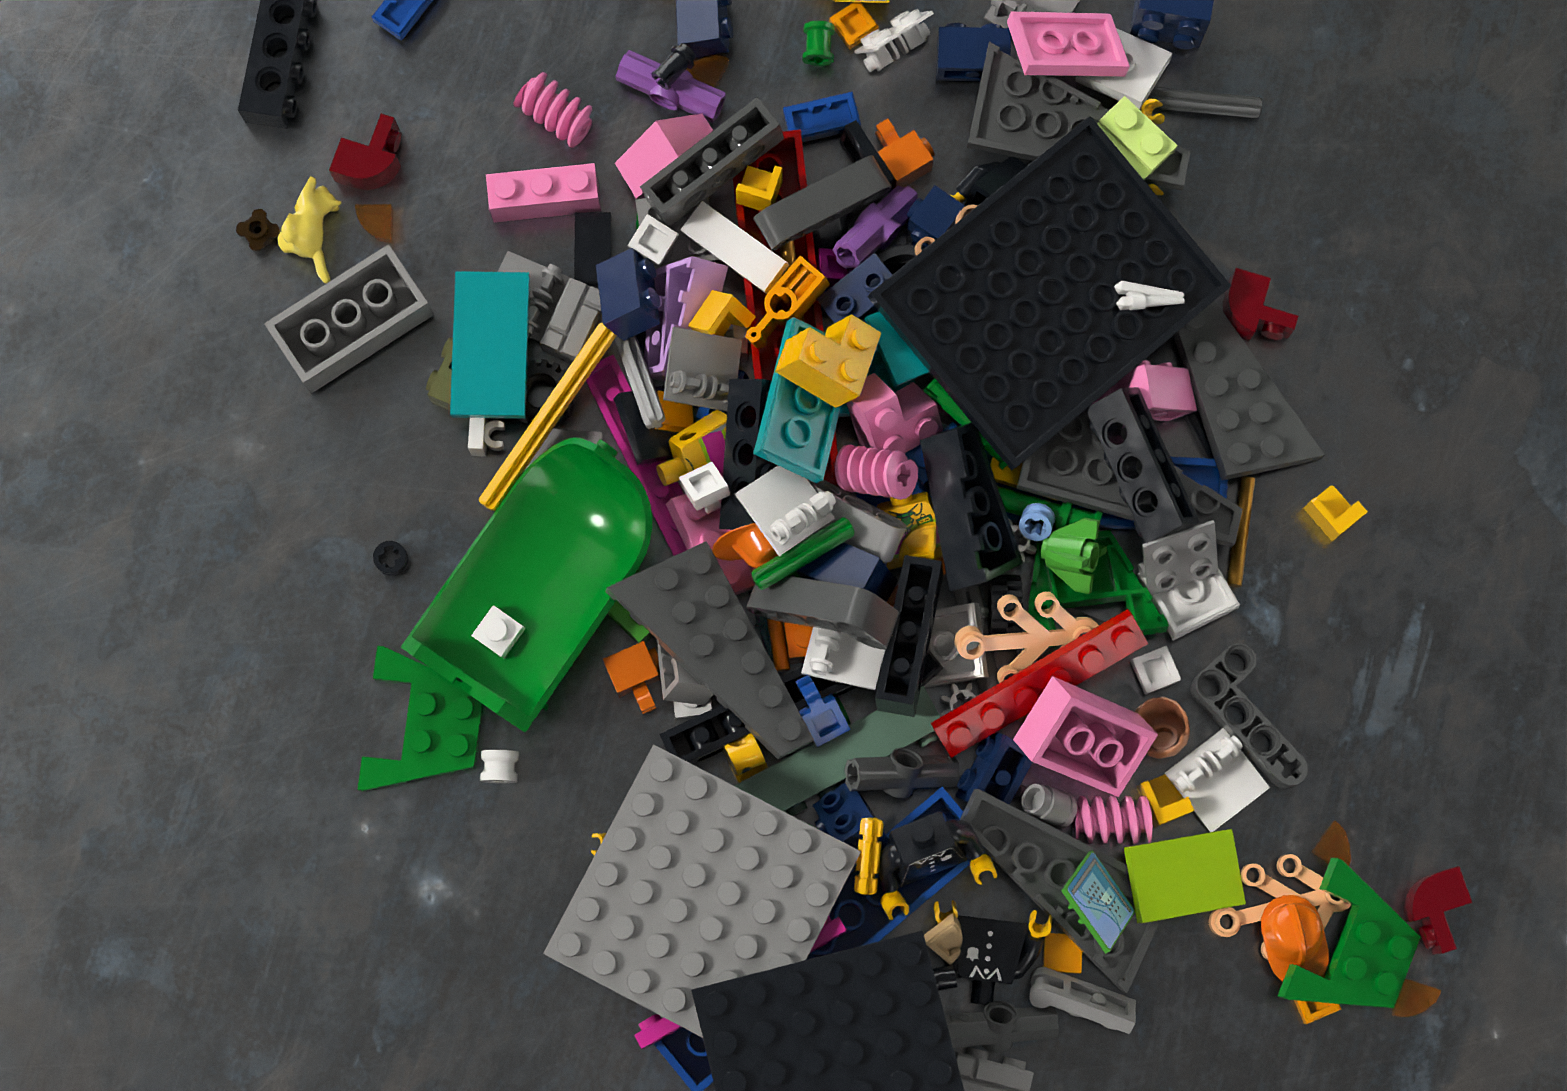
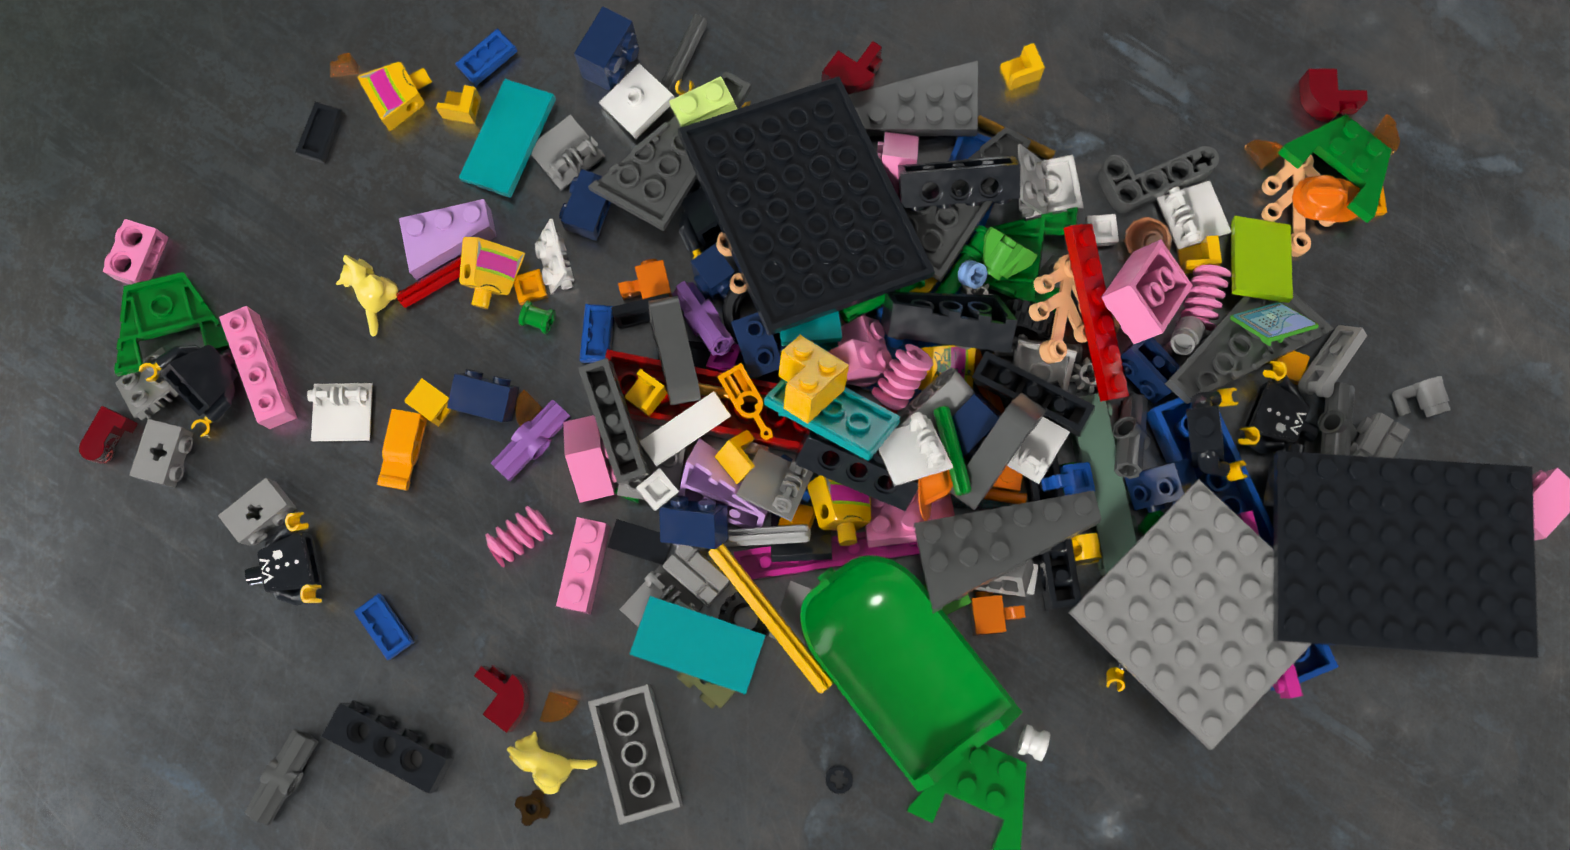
camera: 70 degrees left, 0 degrees up
(480, 434) = (765, 677): white tile -> none
(498, 631) = (930, 710): white plate -> none
(675, 64) = (517, 426): black pin -> none
(705, 487) = (871, 510): white tile -> none
(869, 858) = (1196, 471): yellow axle -> none
(920, 542) = (963, 362): yellow tile -> none
(946, 939) = (1268, 442): tan tile -> none
(1067, 44) = (610, 130): bright pink plate -> none
(1143, 296) = (830, 138): white piece -> none

